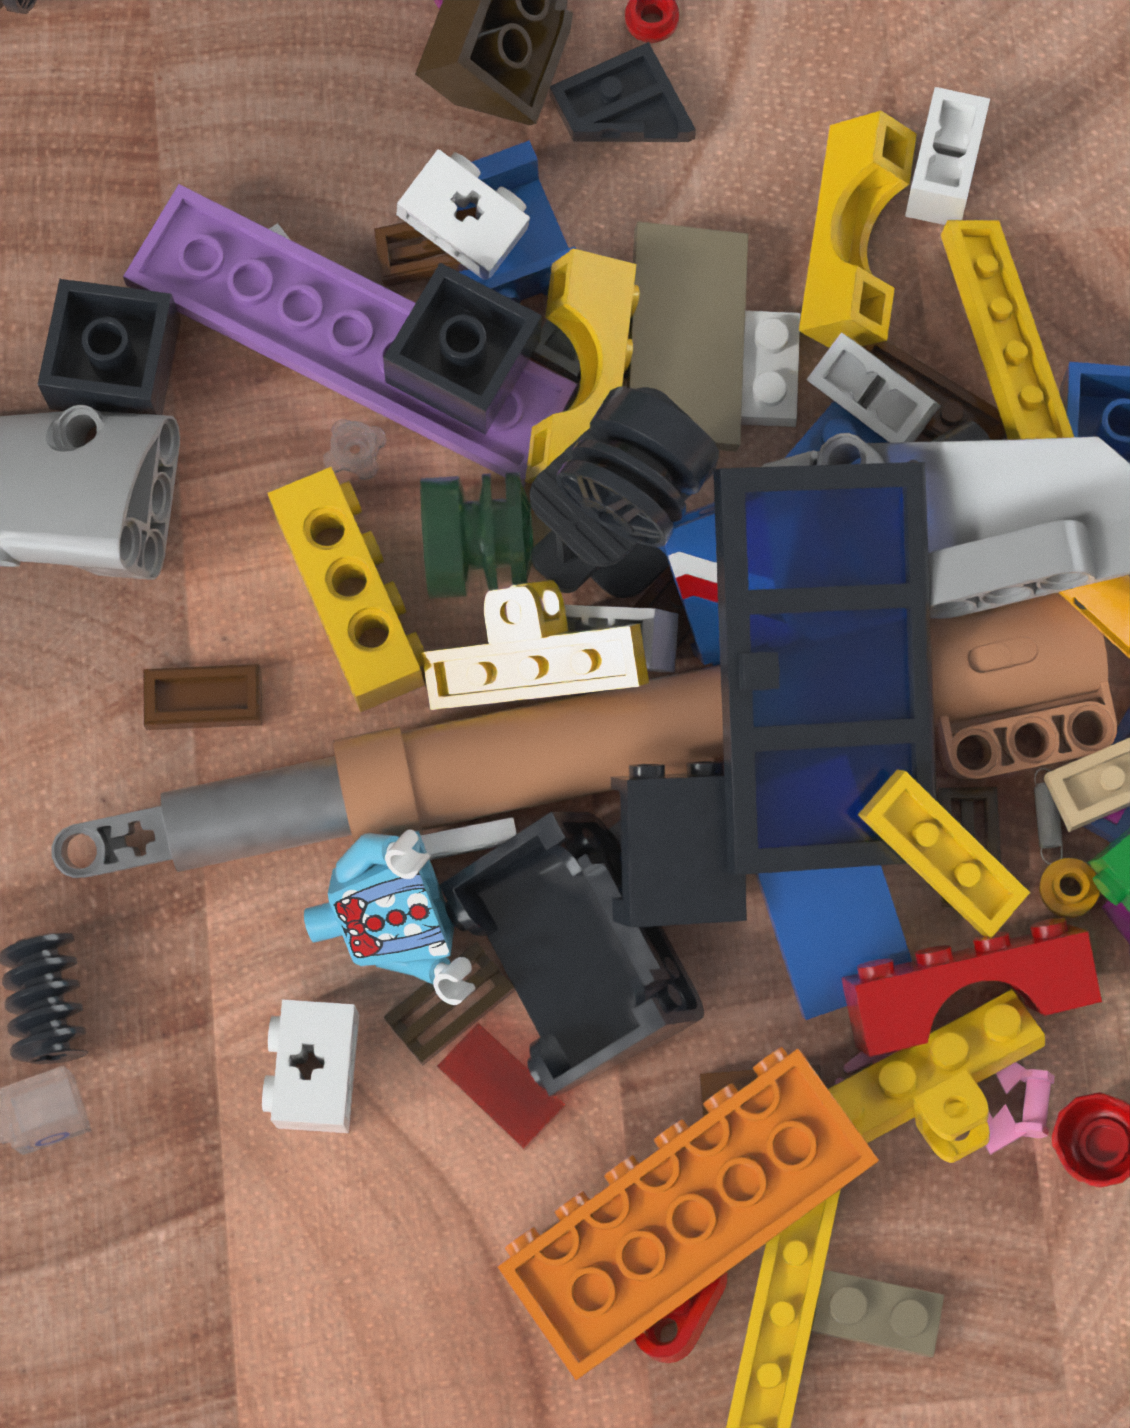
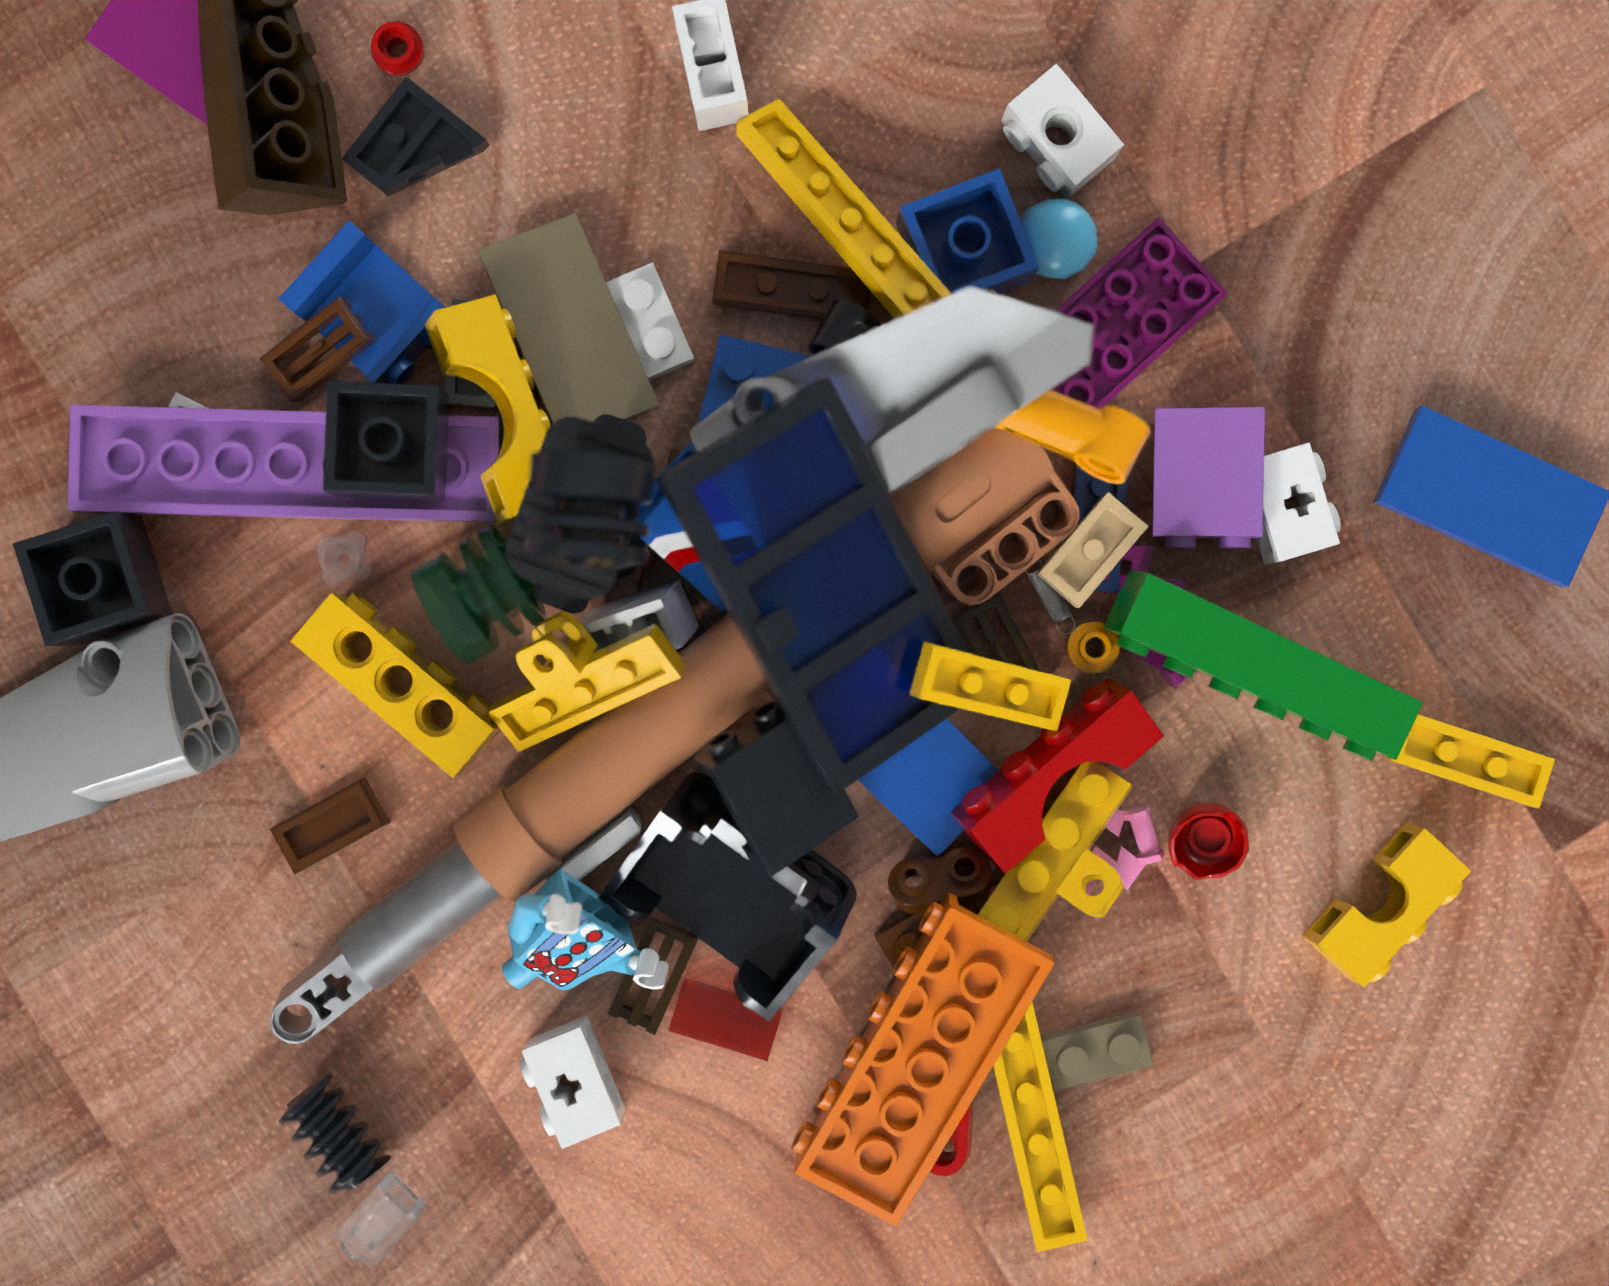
camera: 30 degrees left, 15 degrees up
(432, 211) = (292, 313): white brick -> none
(827, 1046) = (939, 877): none -> reddish brown plate
(862, 171) = (645, 111): yellow arch -> none
(873, 391) = (748, 311): white brick -> none

